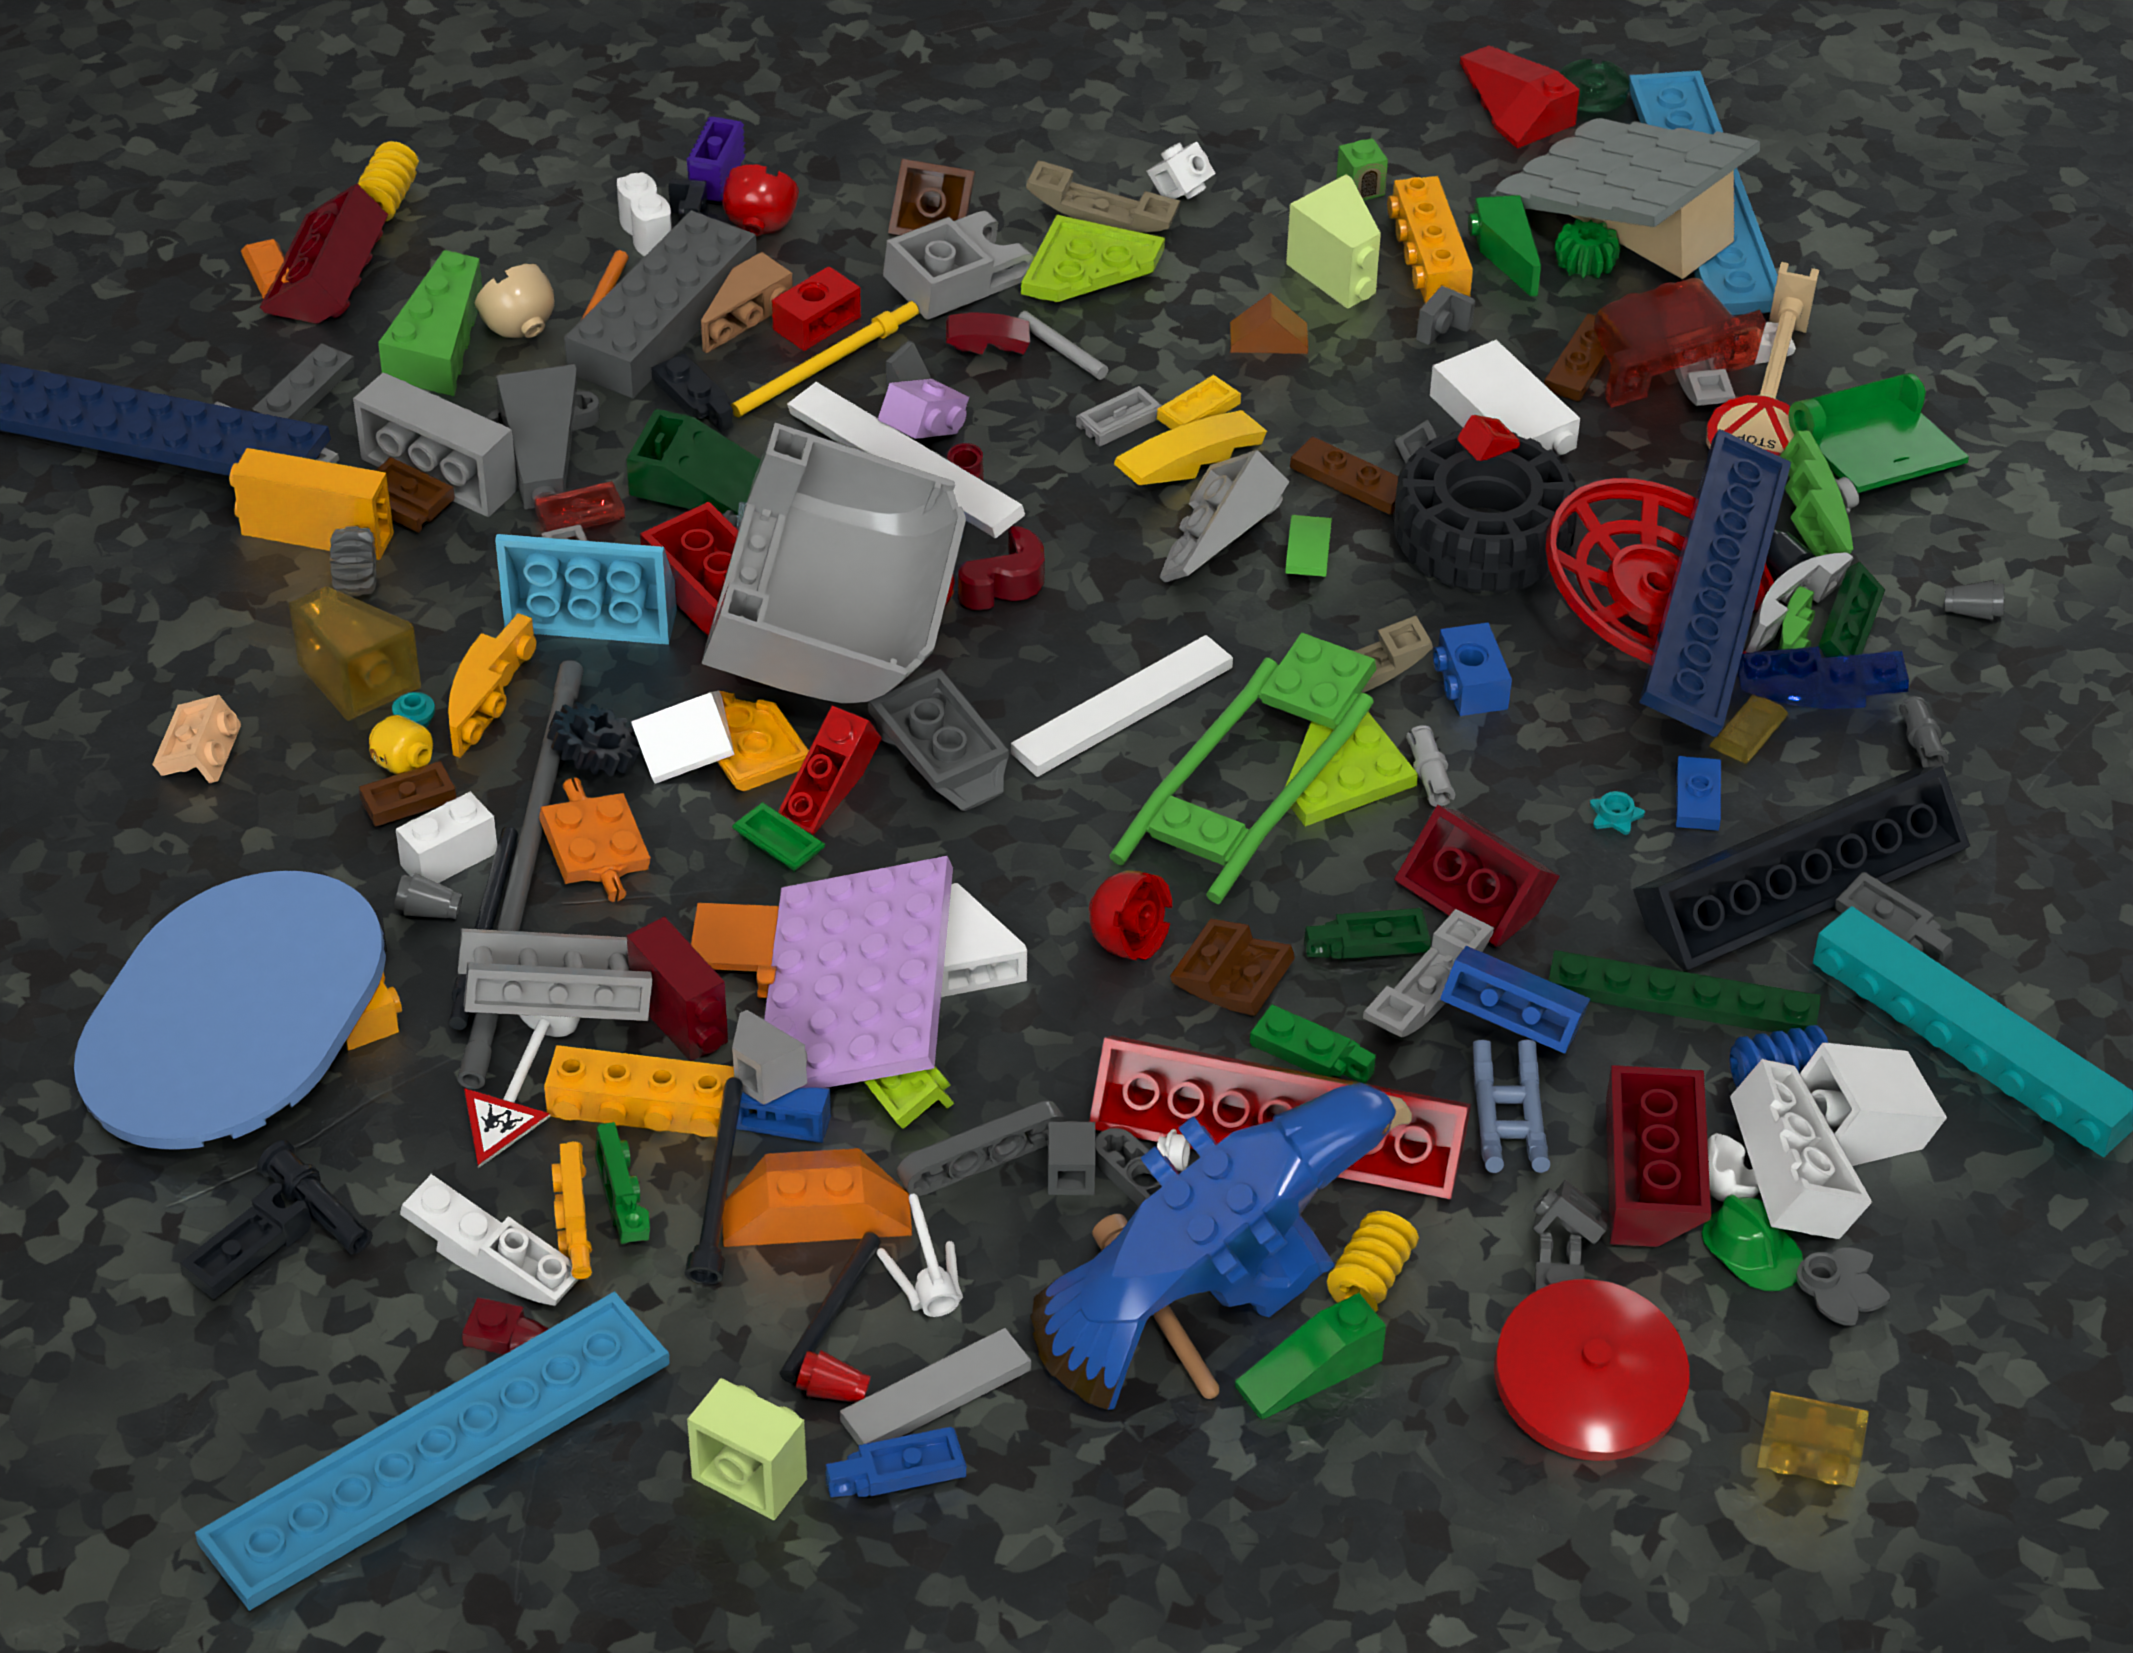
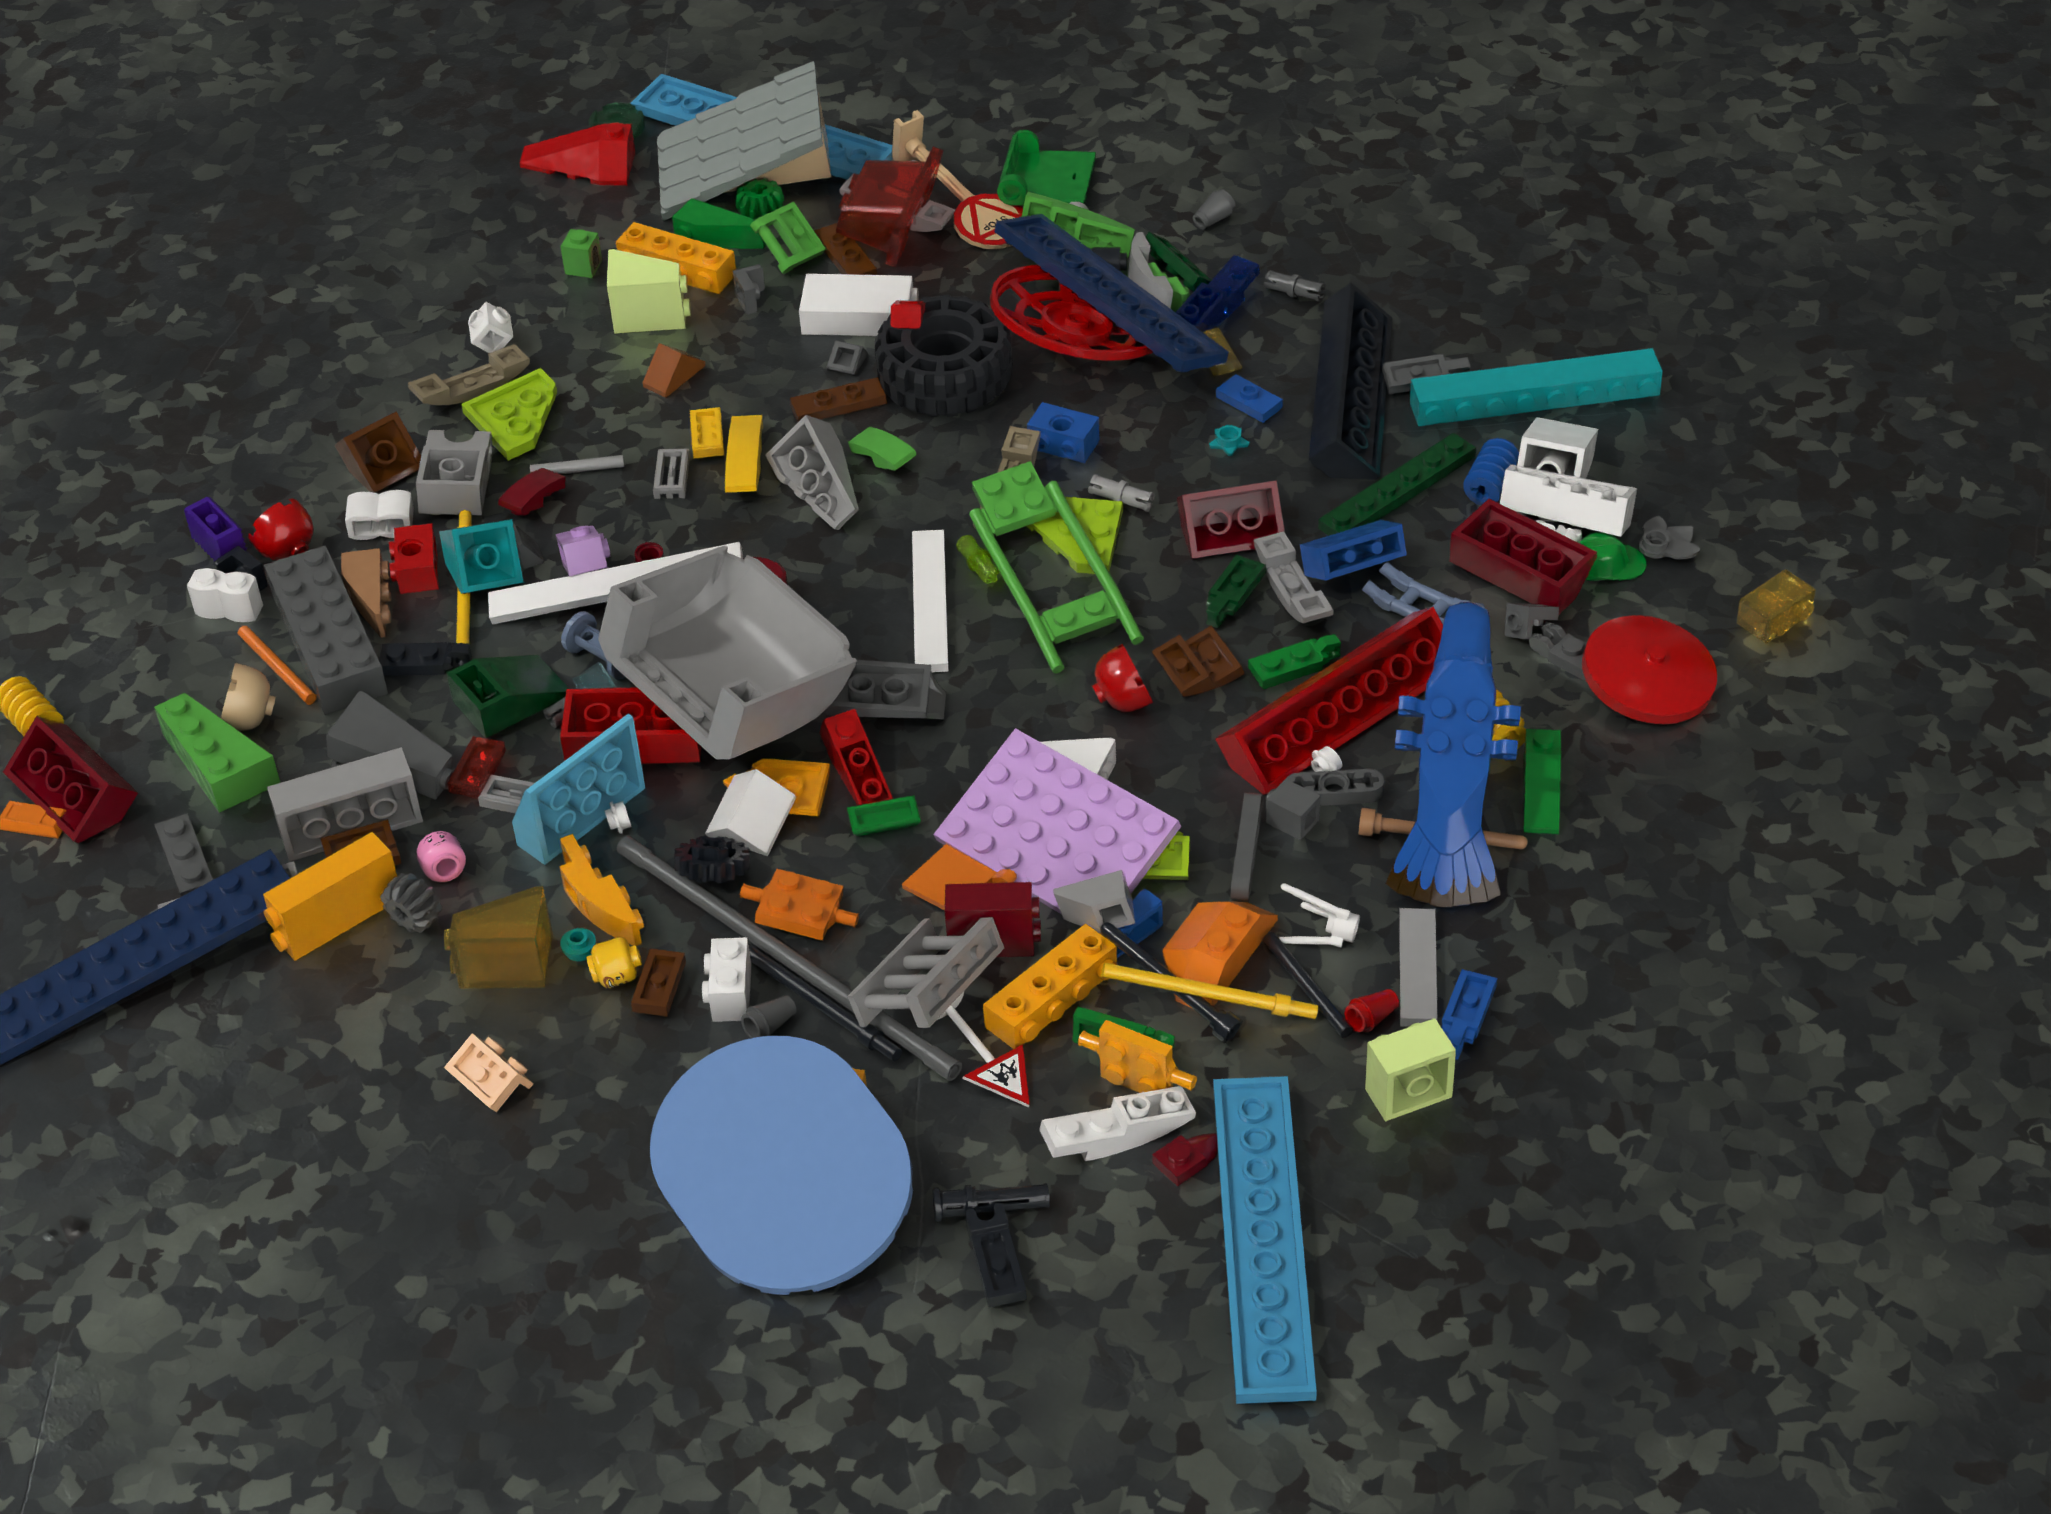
camera: 50 degrees left, 0 degrees up
(438, 550) = (441, 856): none -> bright pink head
(602, 643) = (618, 816): none -> white plate
(770, 1292) = (1278, 1004): none -> yellow bar
(849, 248) = (378, 514): none -> white brick
(849, 346) = (482, 556): none -> teal slope
(1213, 705) = (977, 559): none -> clear neon green axle
(1556, 301) = (795, 233): none -> bright green plate

